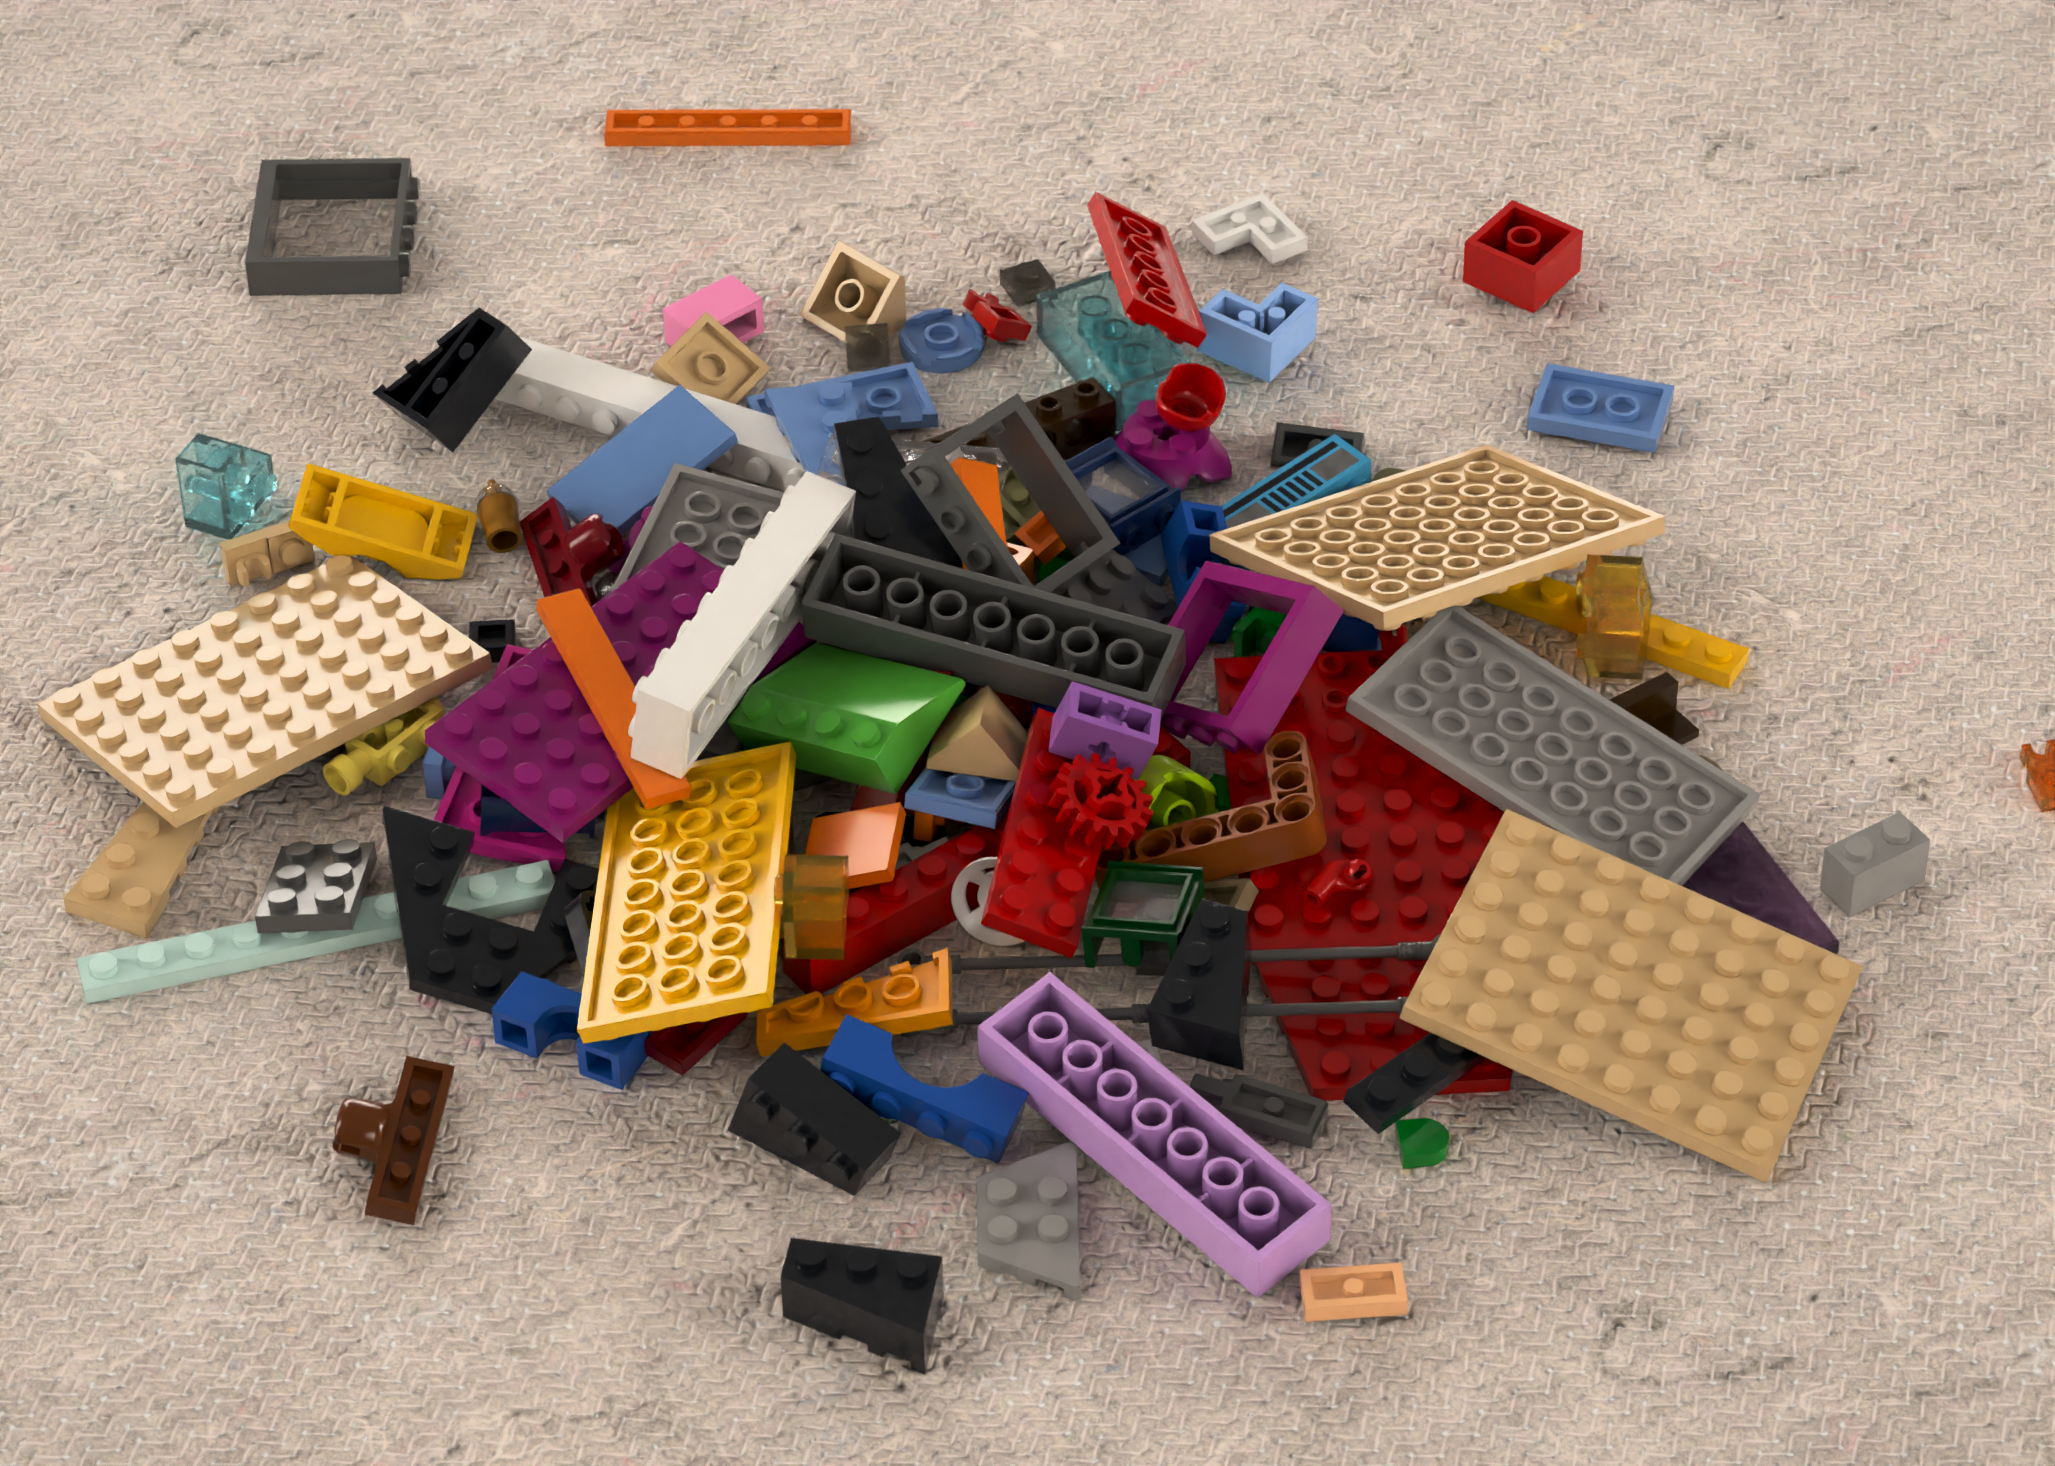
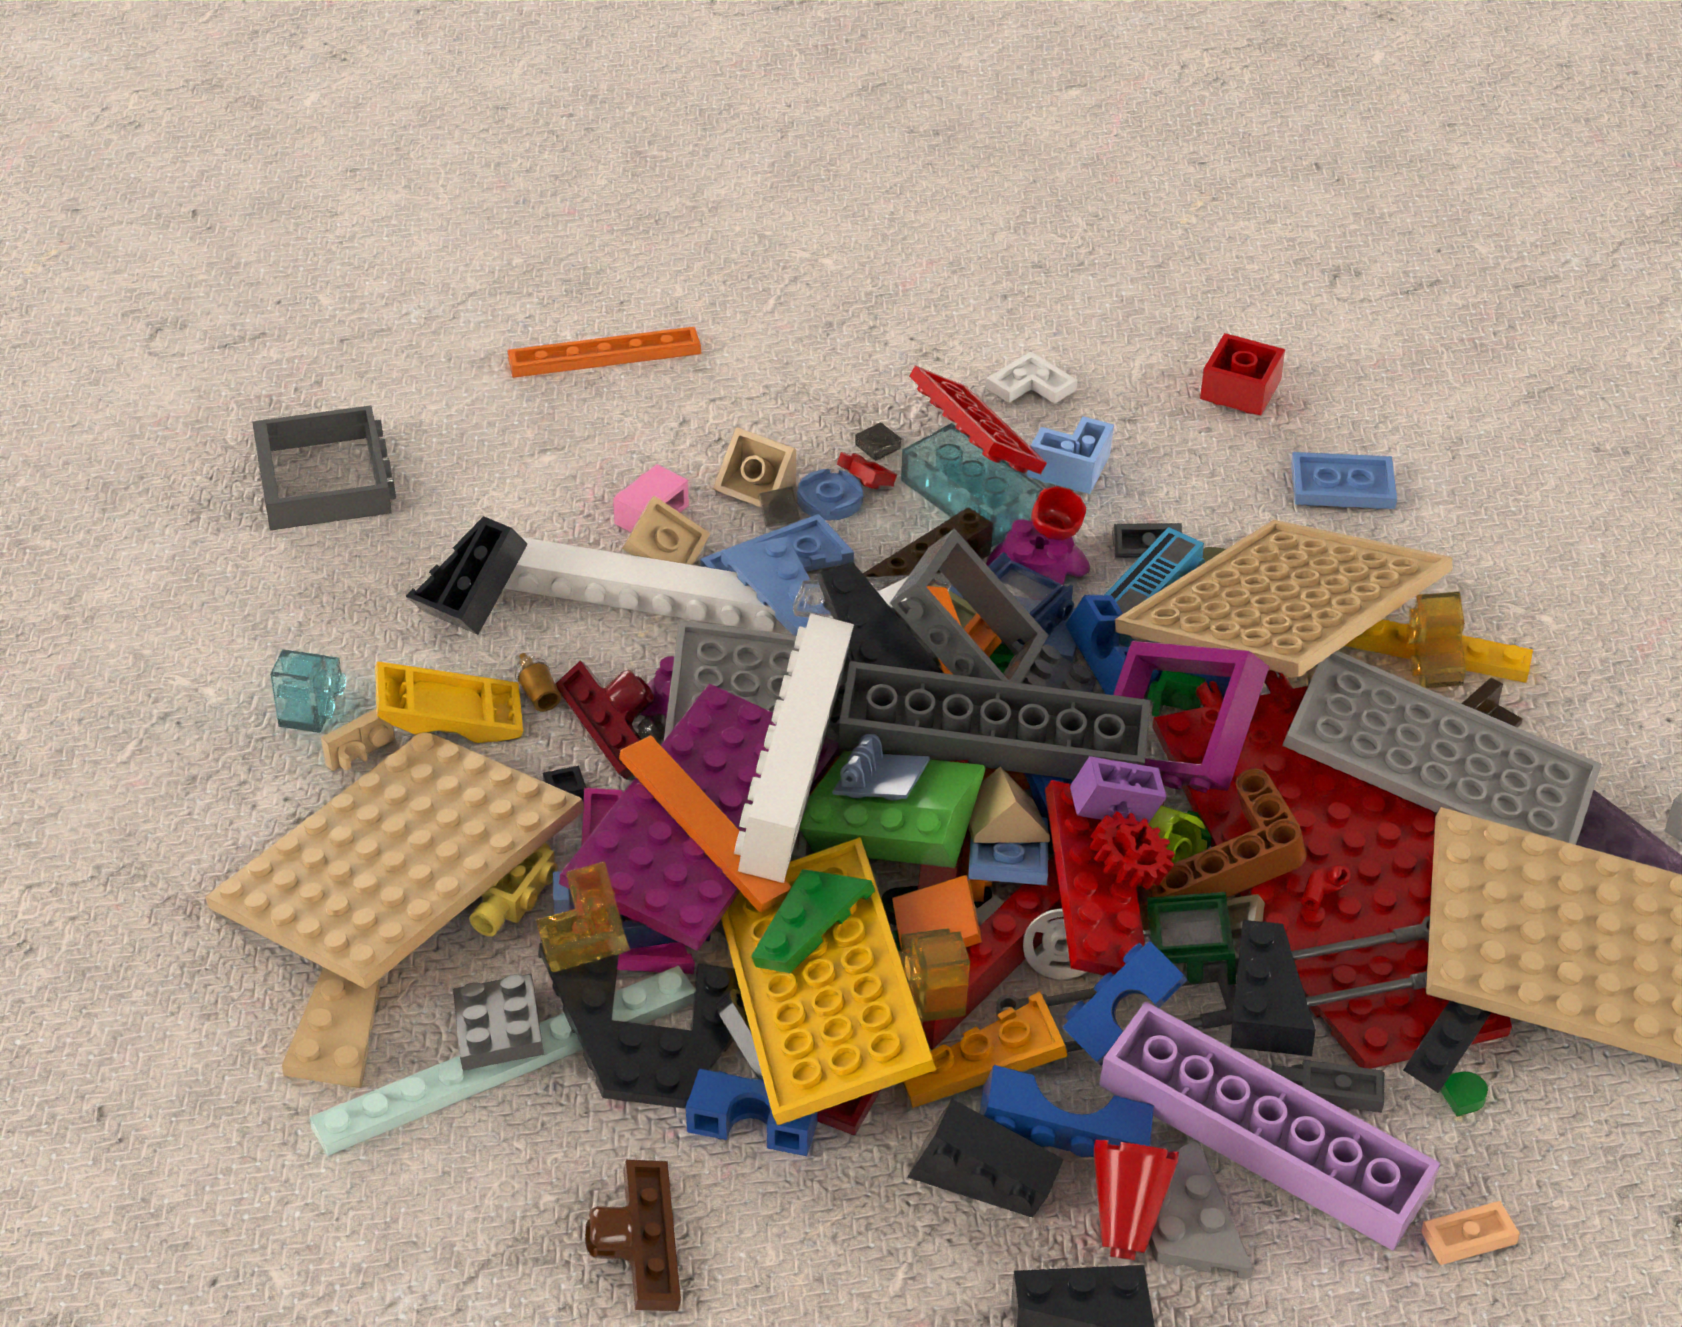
camera: 15 degrees left, 0 degrees up
(440, 792) = (590, 929): none -> clear yellow brick
(635, 463) = (642, 622): medium blue tile -> none
(705, 808) = (805, 915): none -> green wing
(830, 670) = (879, 774): none -> sand blue hinge
(959, 1180) = (1130, 1193): none -> red cone
(1058, 940) = (1145, 973): none -> blue arch

